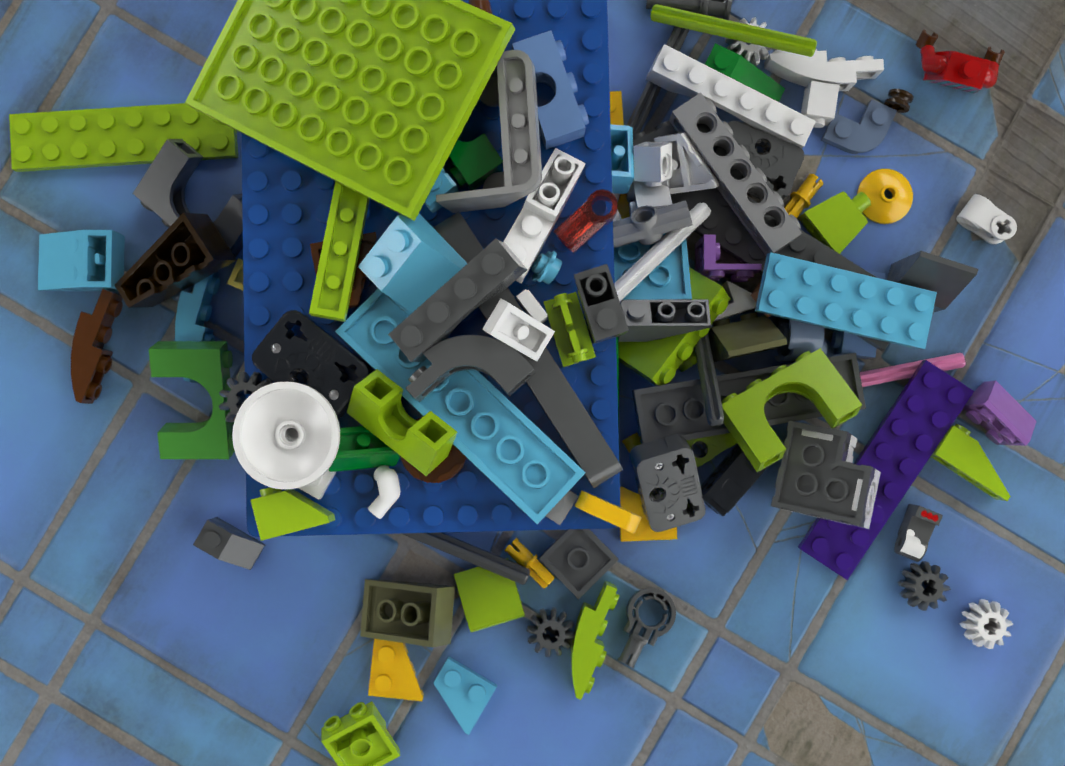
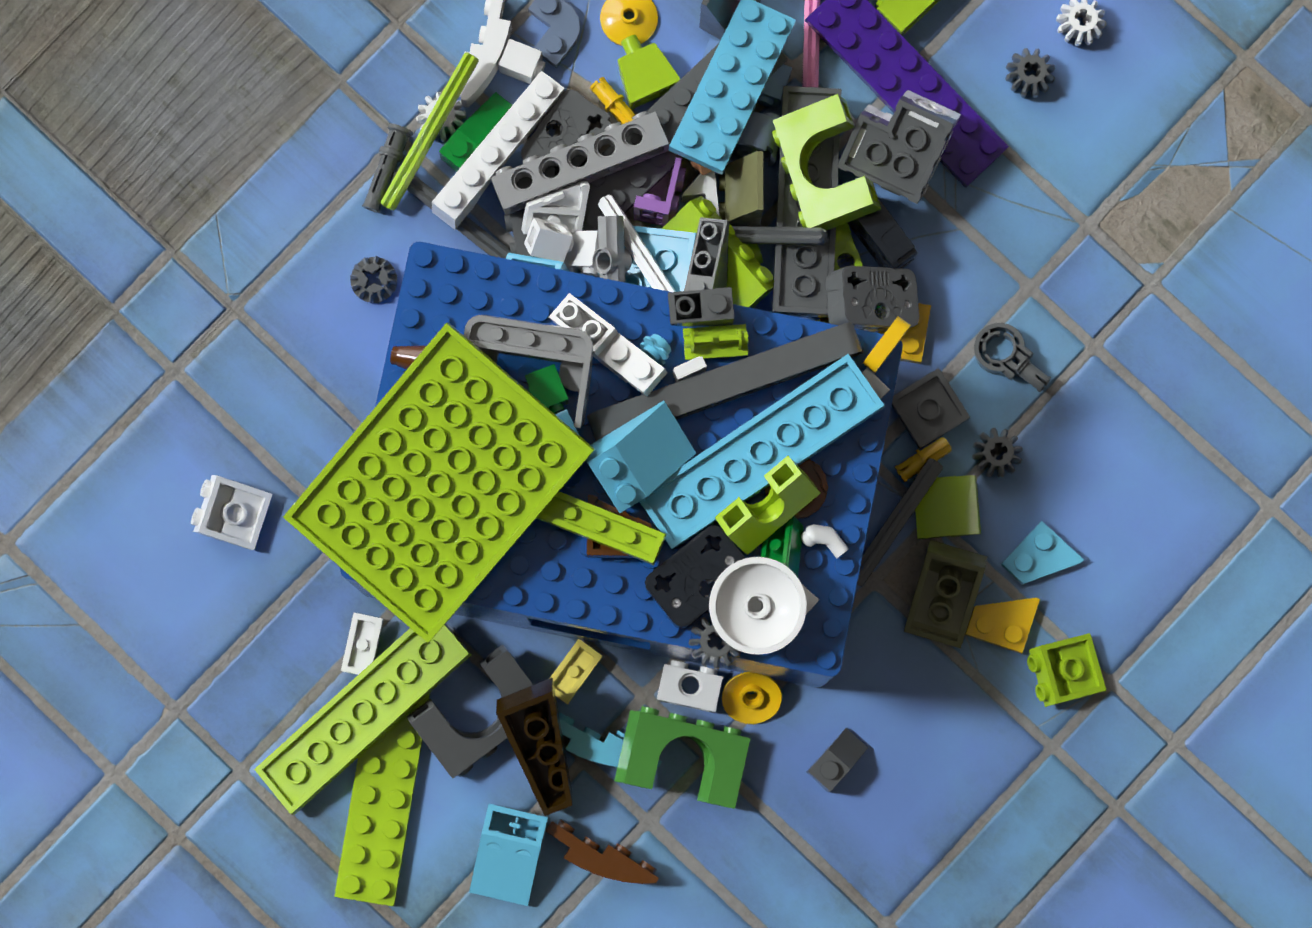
camera: 75 degrees left, 5 degrees down
(158, 88) = (359, 715): none -> lime plate
(286, 512) = (825, 629): lime slope -> none
(471, 353) = (724, 417): dark grey arch -> none
(473, 285) = (674, 427): dark grey arch -> none
(518, 330) = (711, 381): white slope -> none
(561, 118) = (522, 302): medium blue arch -> none
(584, 222) = (624, 305): clear red piece -> none
(587, 650) = (1024, 422): lime slope -> none
(916, 532) = (975, 68): dark grey leg -> none

